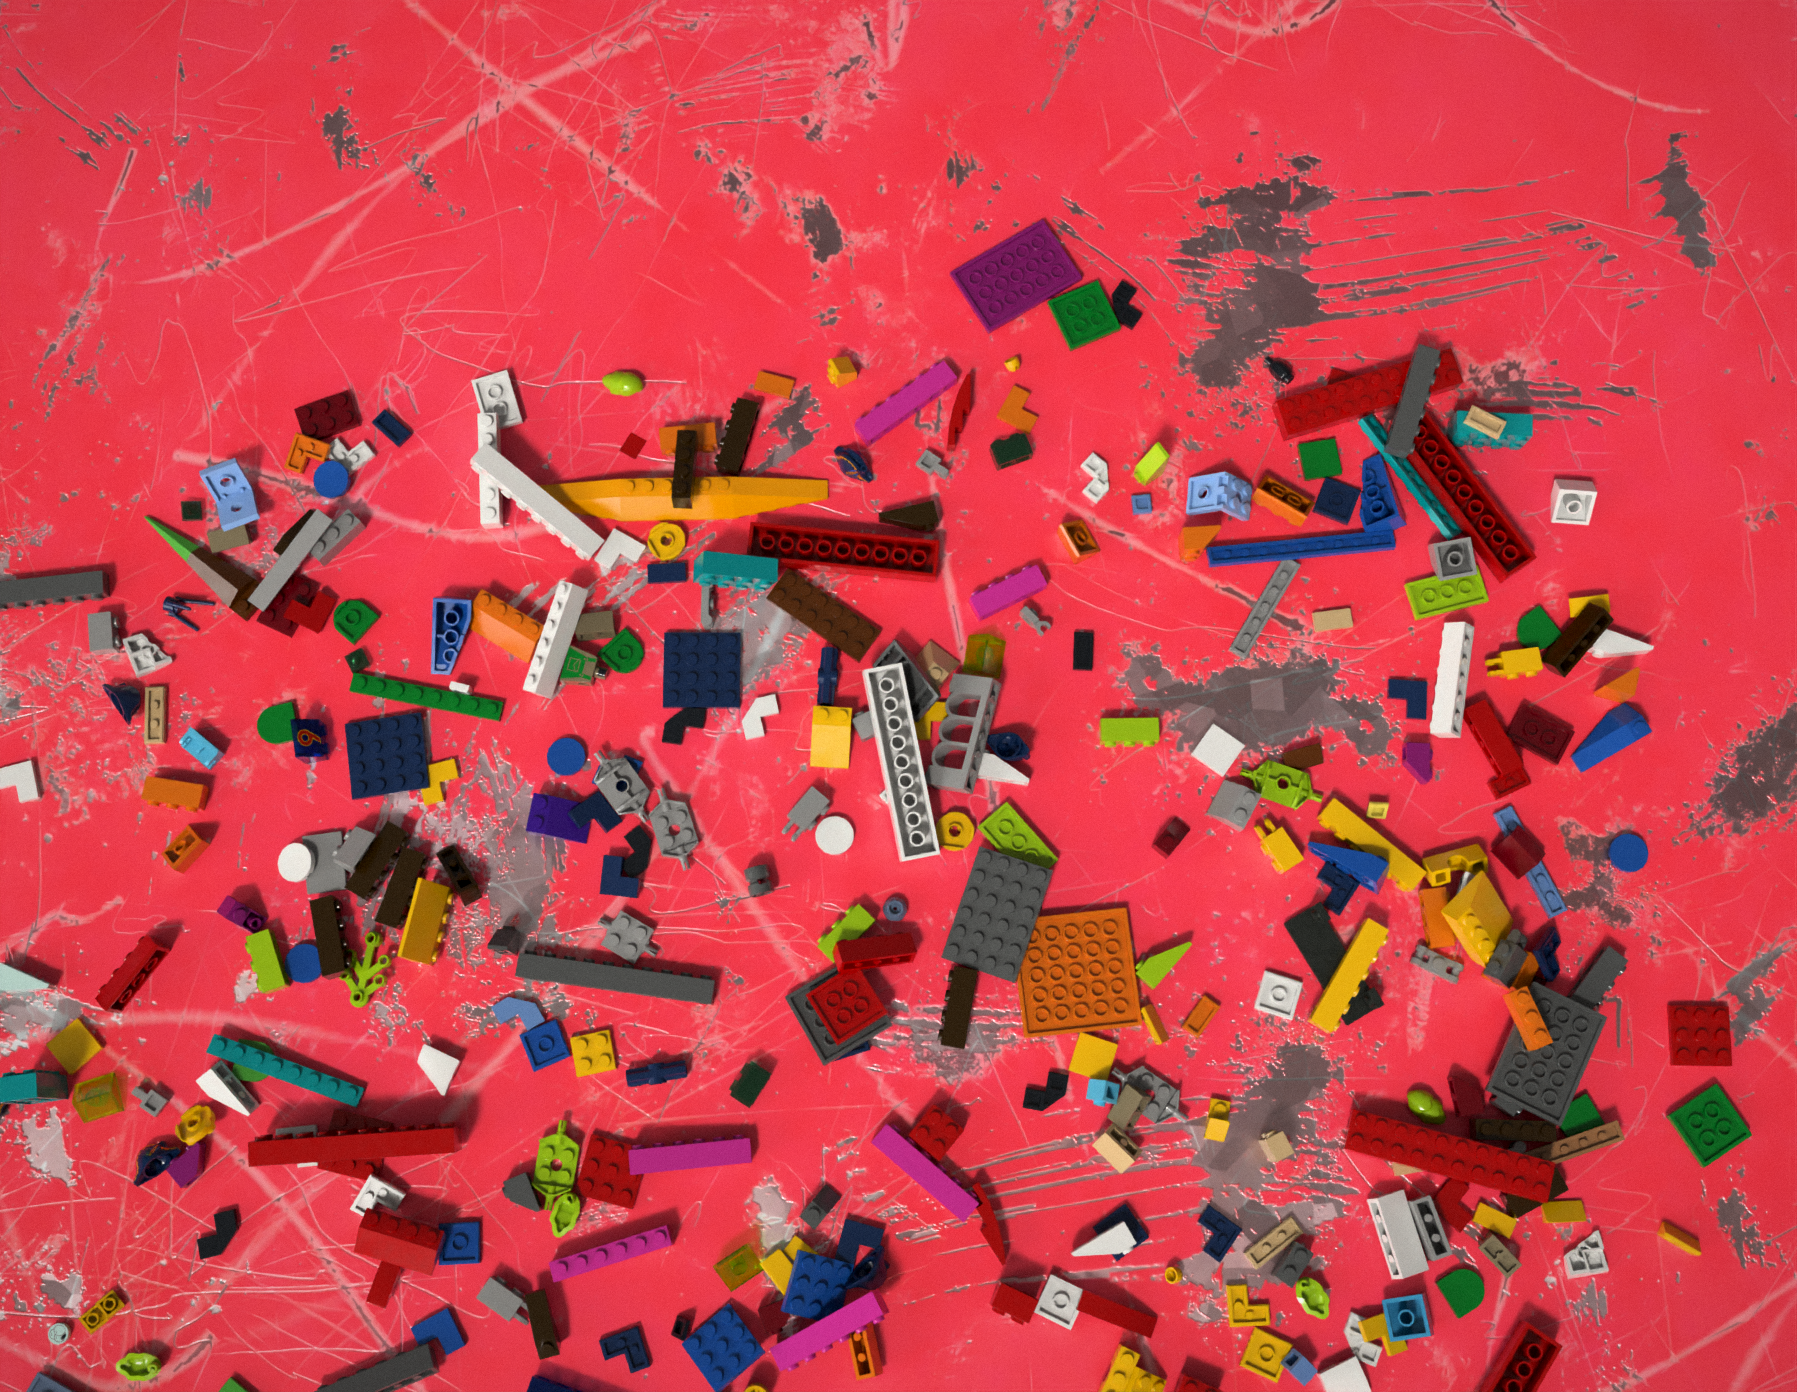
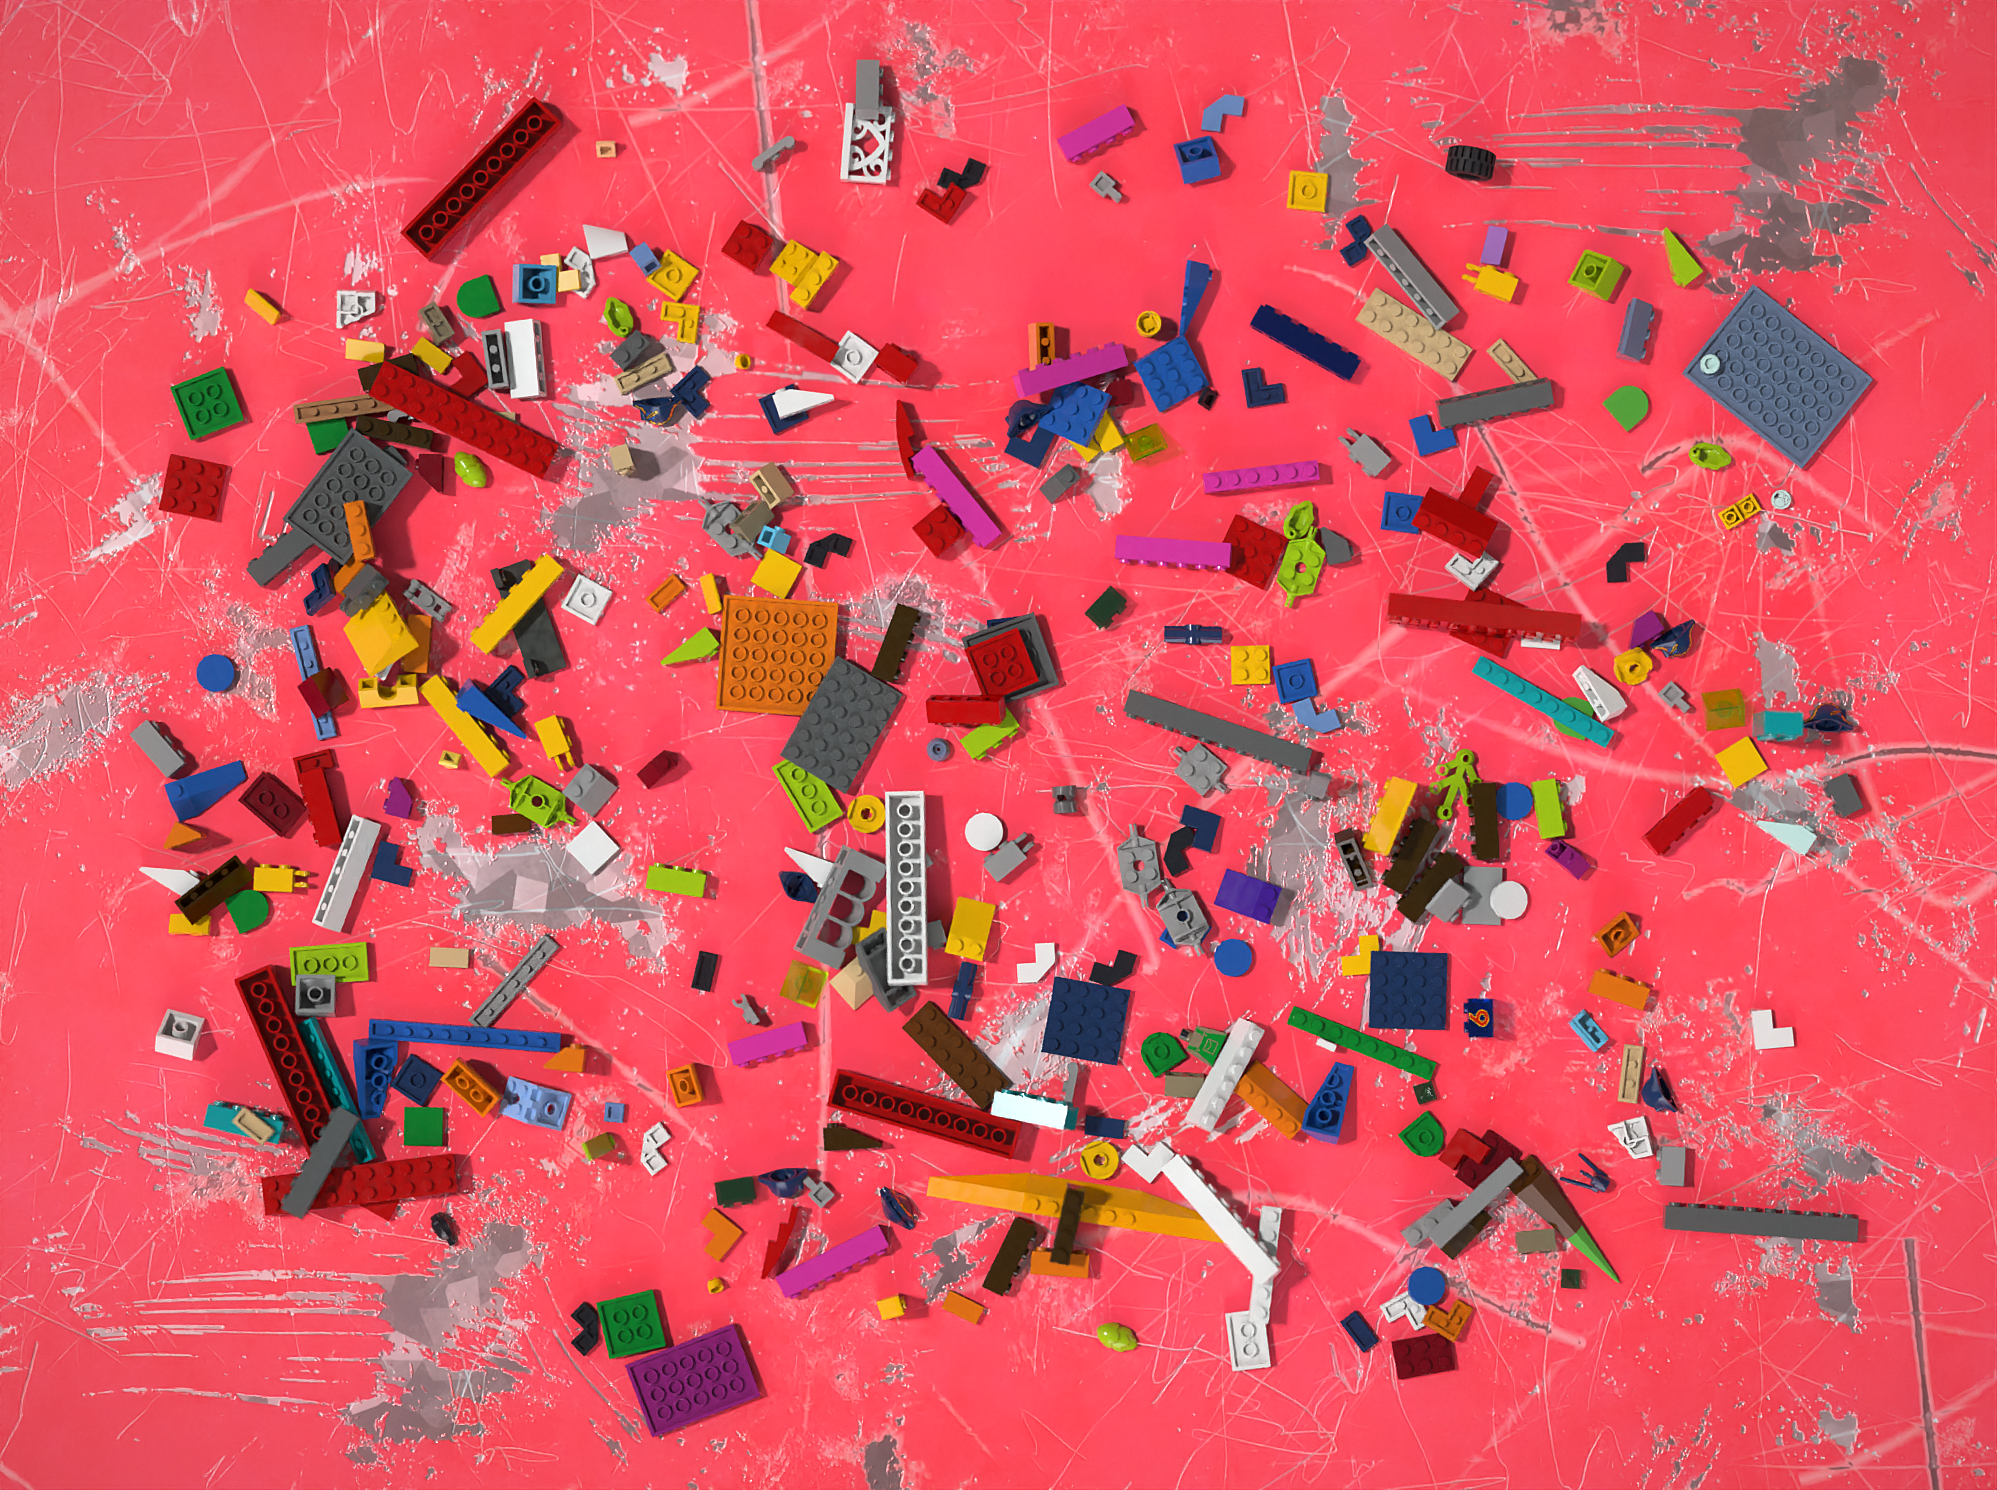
camera: 165 degrees left, 10 degrees up
(231, 495) = (1527, 1288): light blue bracket -> none
(275, 723) = (1510, 1042): green tile -> none
(438, 1067) = (1398, 678): white slope -> none
(542, 1324) = (1333, 425): dark brown slope -> none
(595, 808) = (1210, 899): dark blue tile -> none
(632, 445) = (1117, 1269): red sticker -> none
(966, 468) = (784, 1181): none -> dark blue hat
(1217, 1120) = (670, 494): yellow slope -> none
(1251, 1206) = (657, 410): none -> dark blue hat
(1664, 768) = (159, 748): none -> light grey brick

